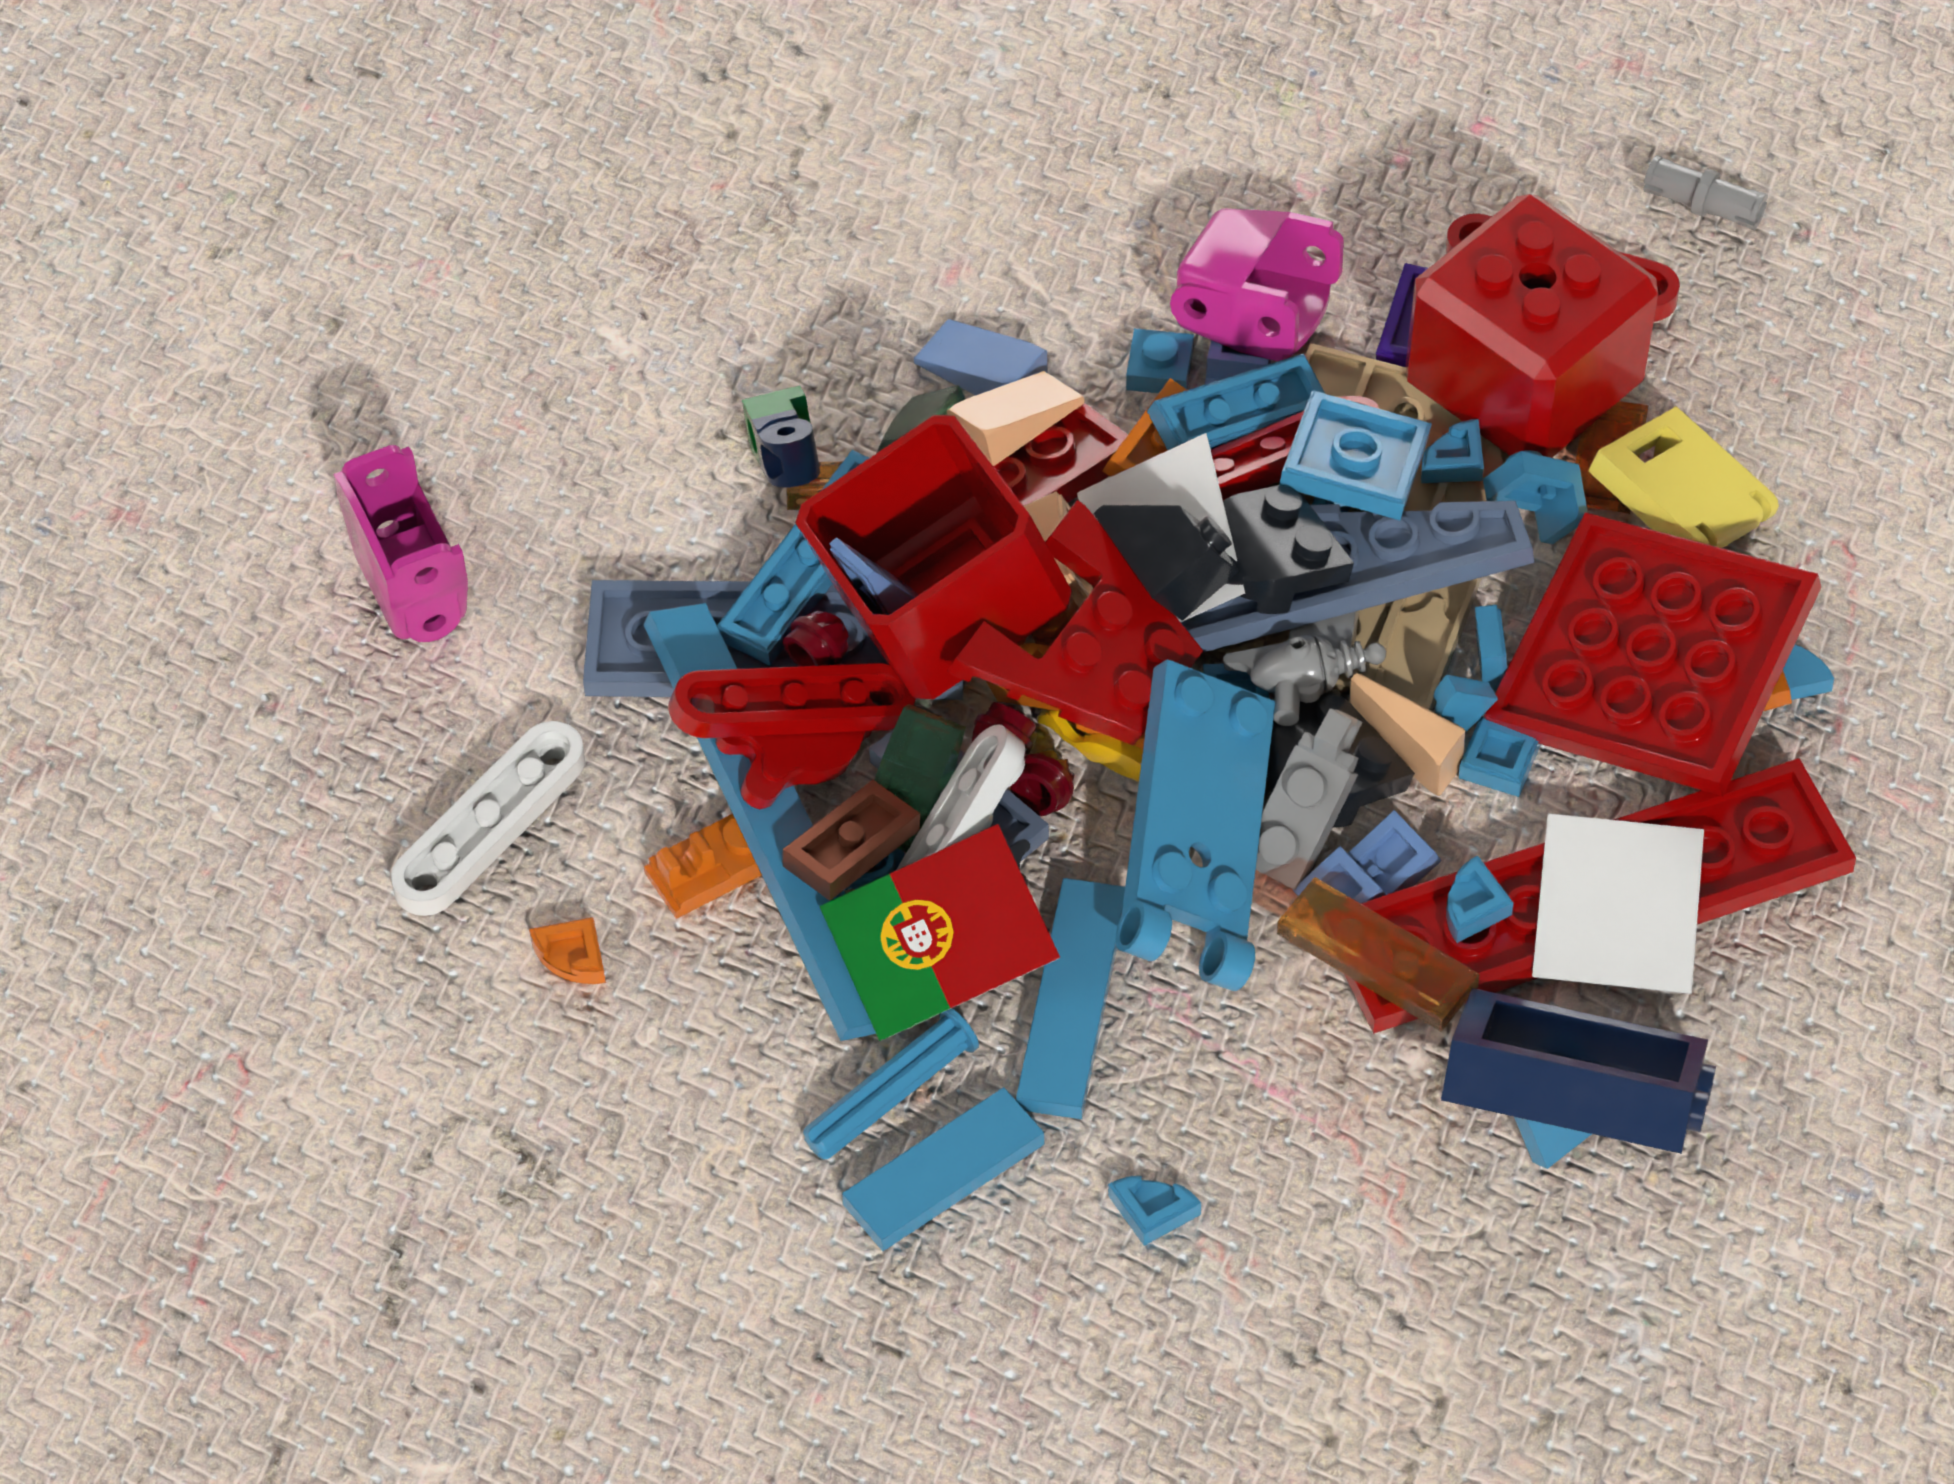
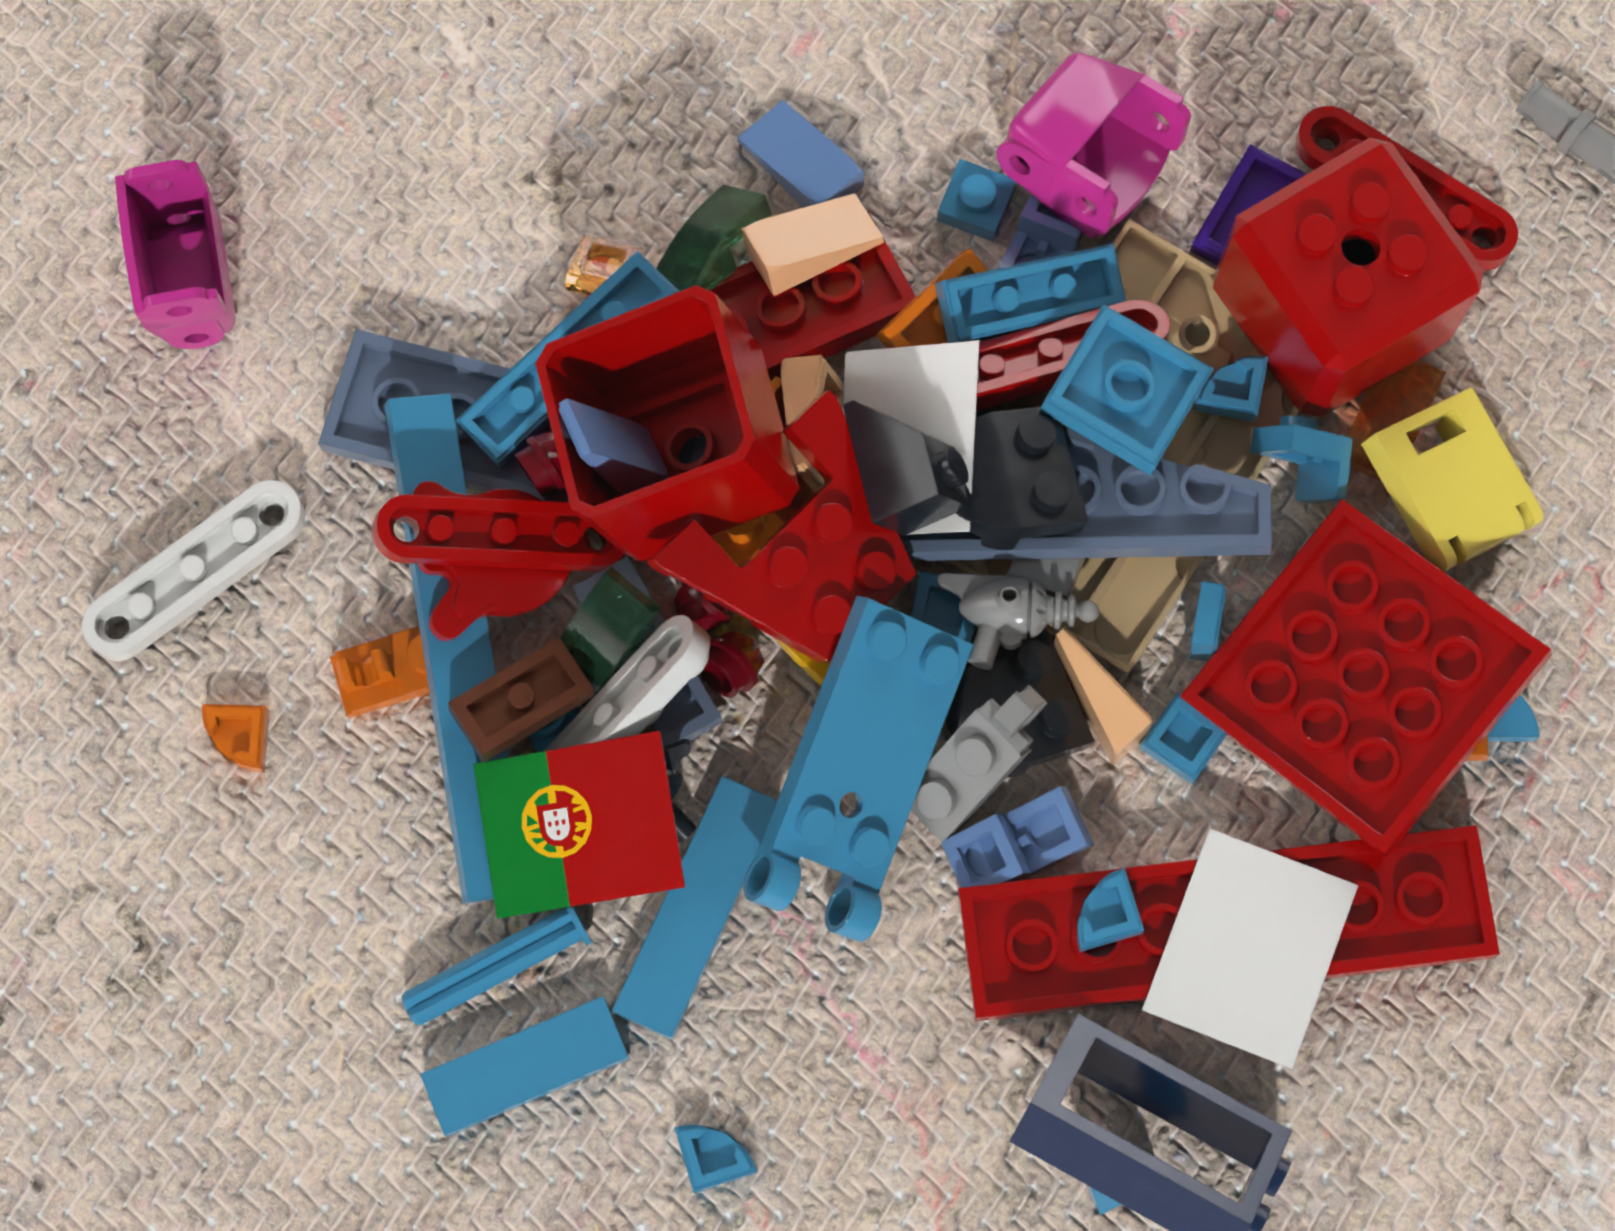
camera: 15 degrees right, 20 degrees up
(782, 437) = (577, 198): dark blue leg -> none
(1377, 954) = (997, 950): clear orange tile -> none
(1463, 700) = (1161, 681): dark azure tile -> none

